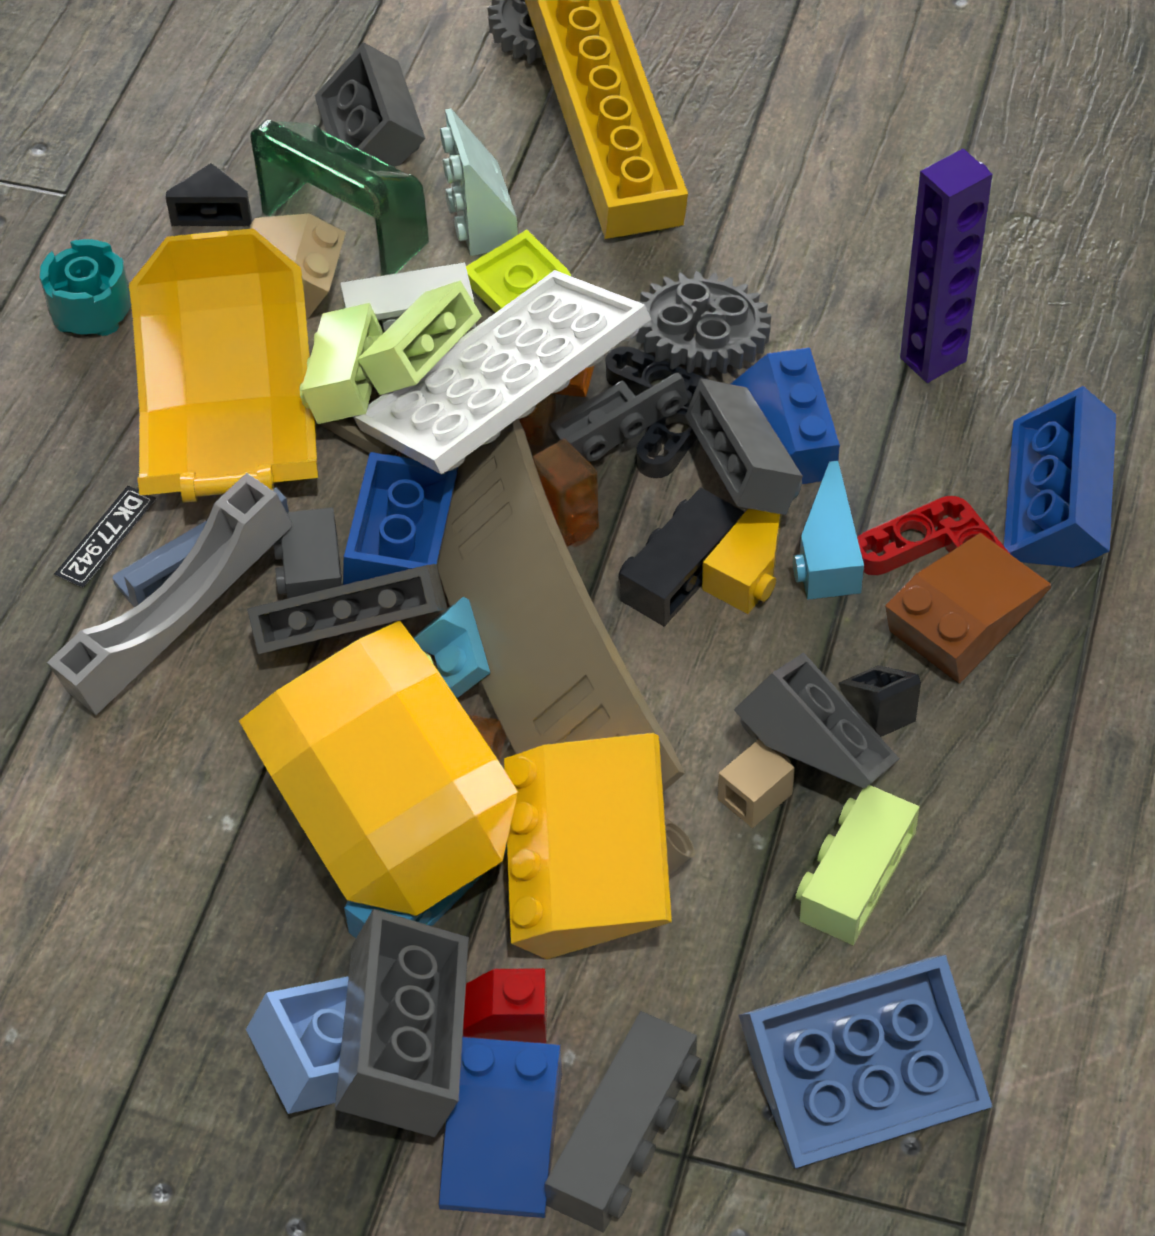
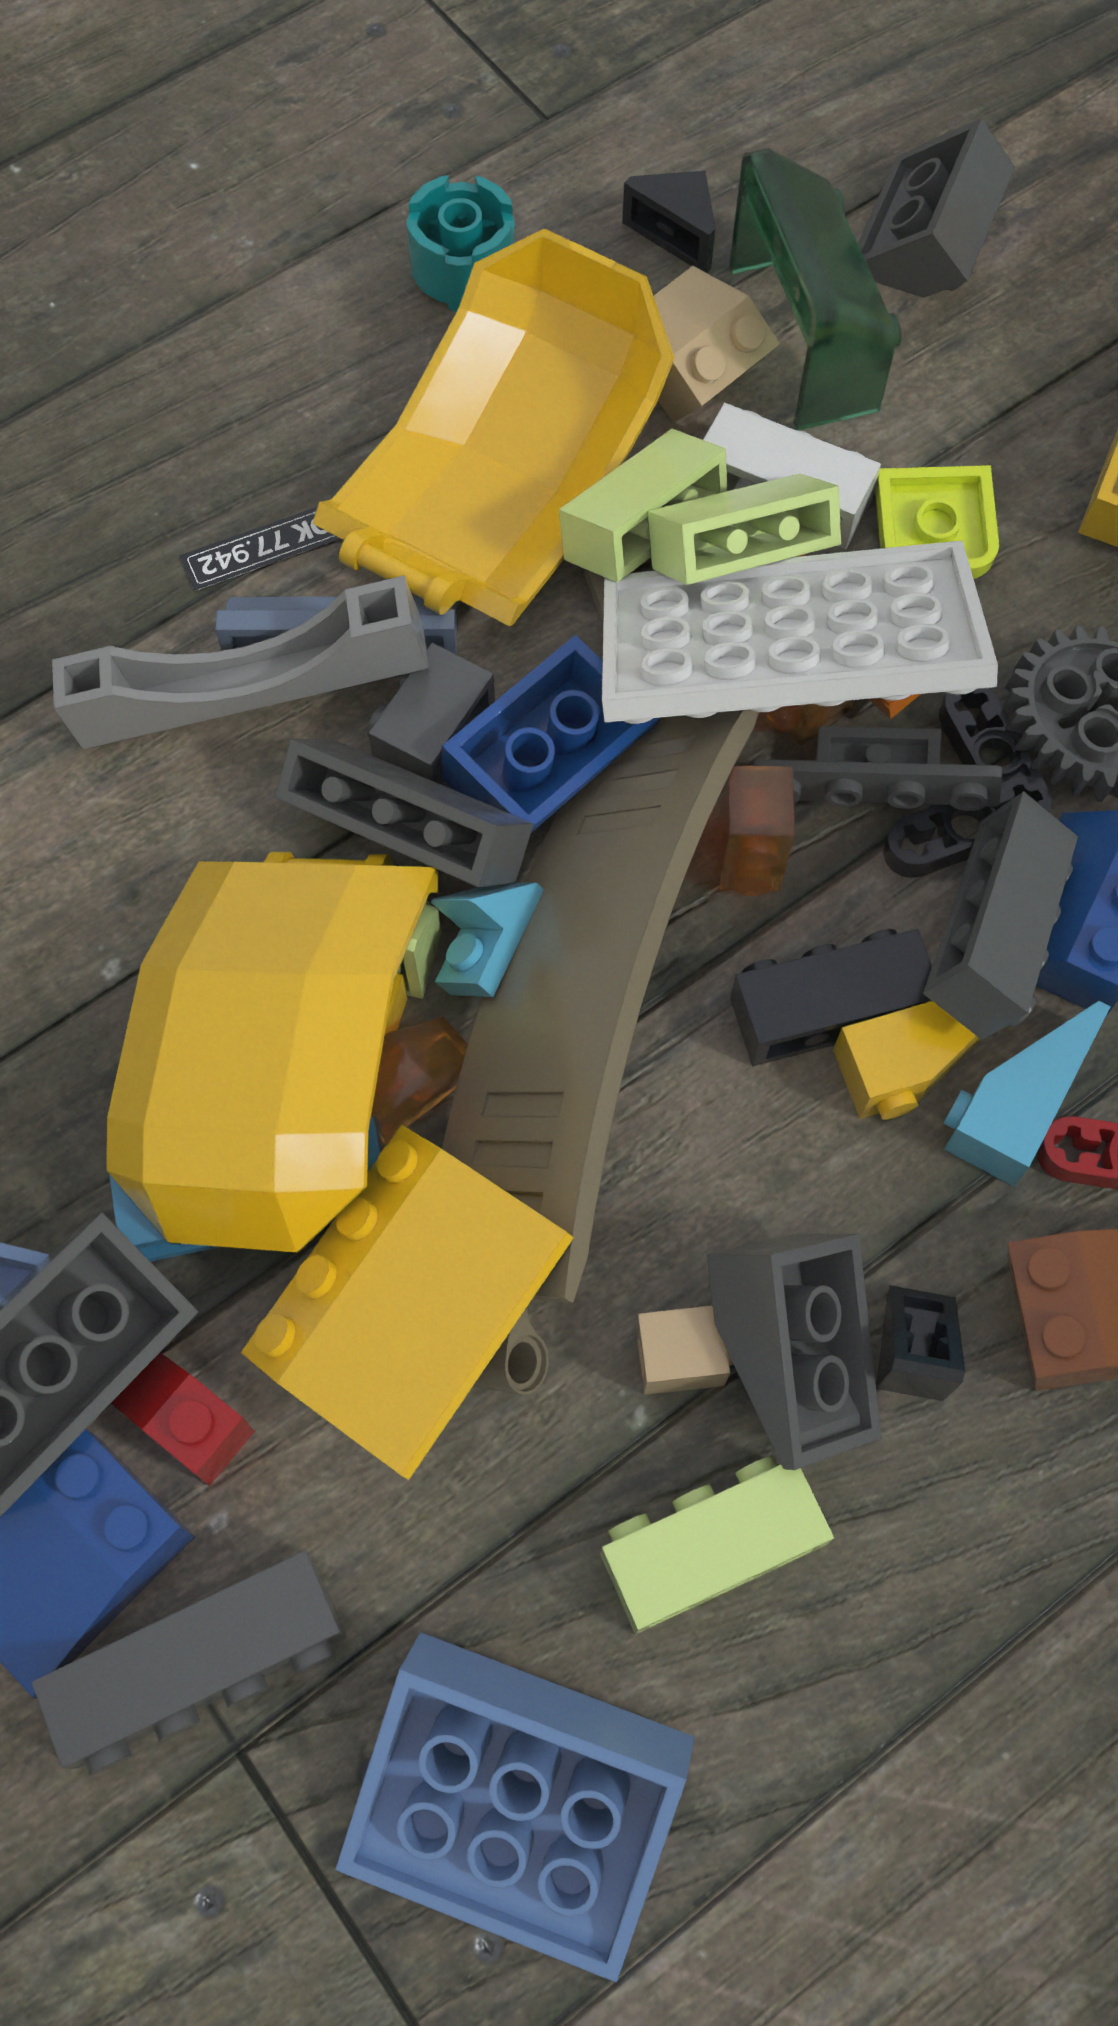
camera: 35 degrees right, 15 degrees up
(477, 190) = (970, 377): light aqua slope -> none

